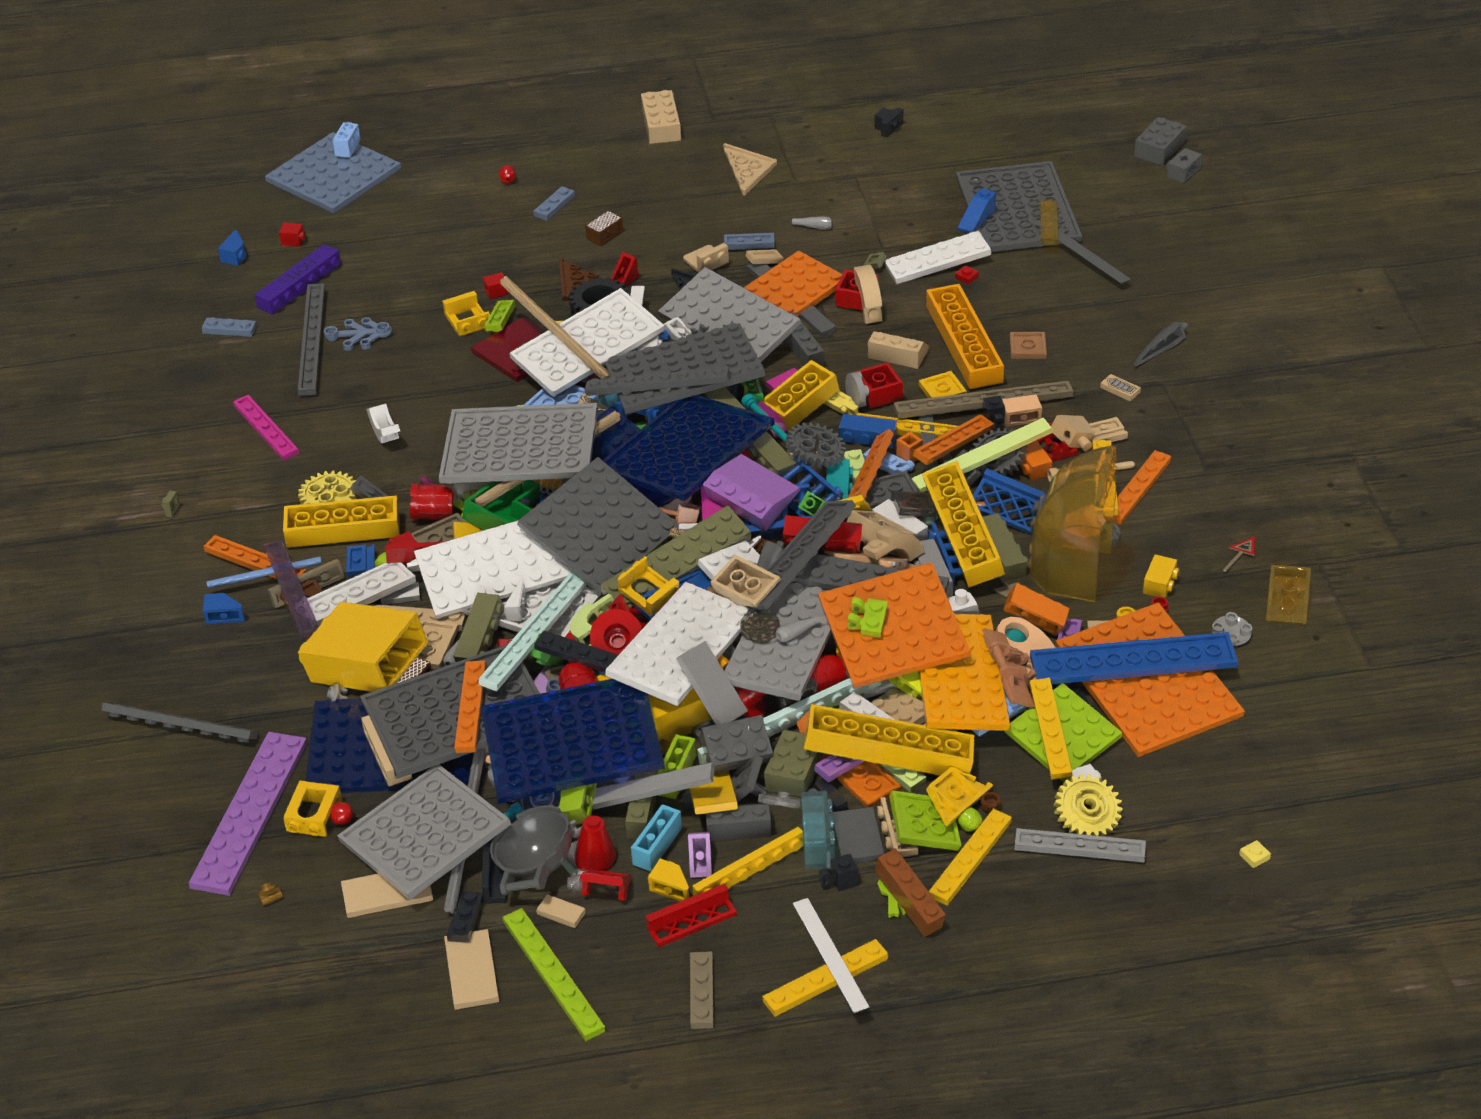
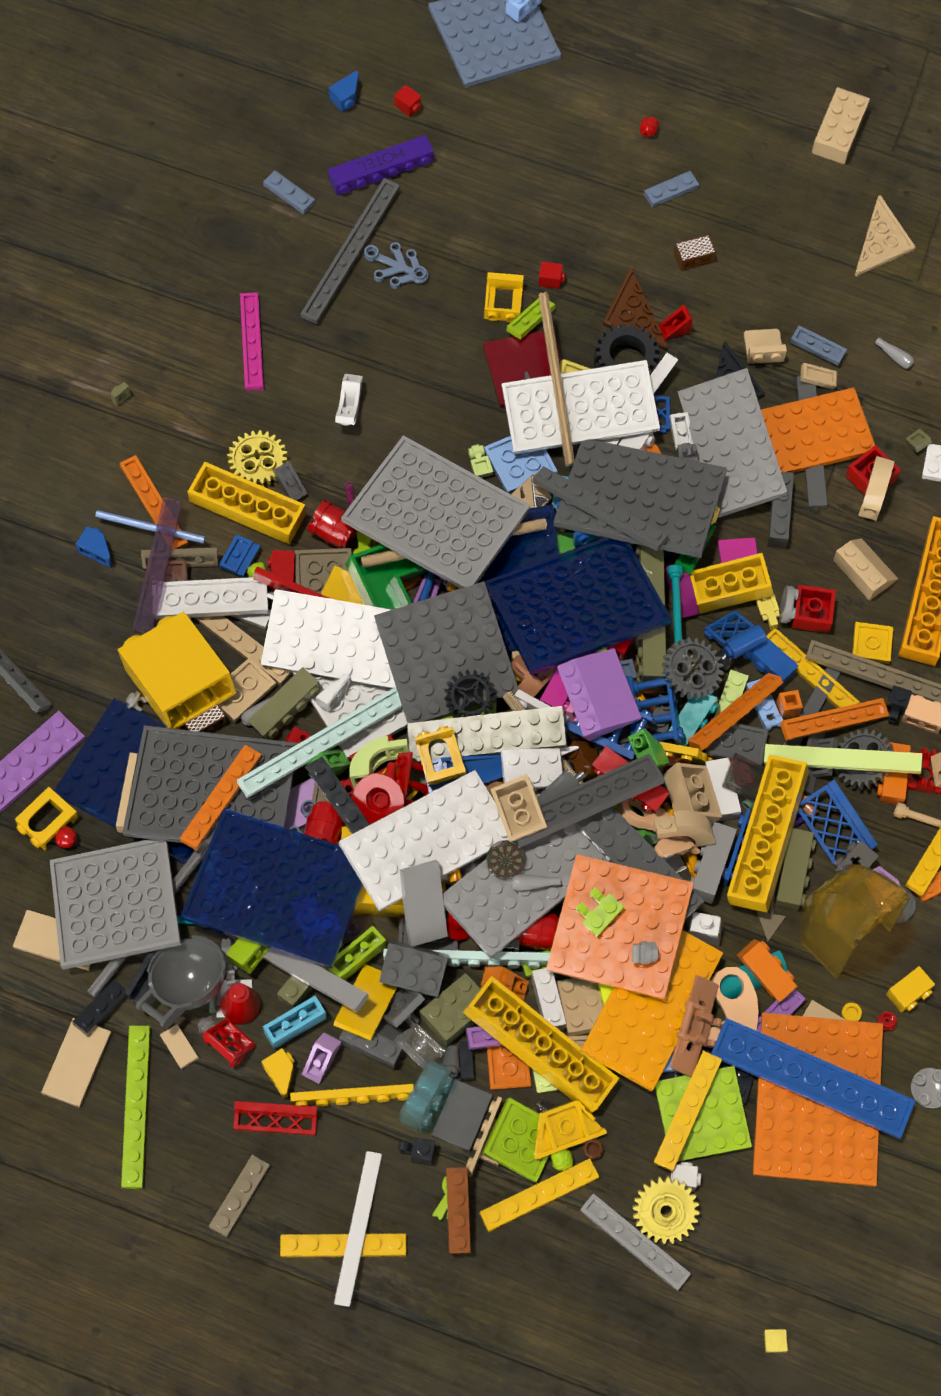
camera: 25 degrees right, 25 degrees up
(630, 542) = (461, 690): none -> black gear
(838, 420) = (741, 640): none -> blue piece
(930, 622) = (644, 952): none -> light grey piece

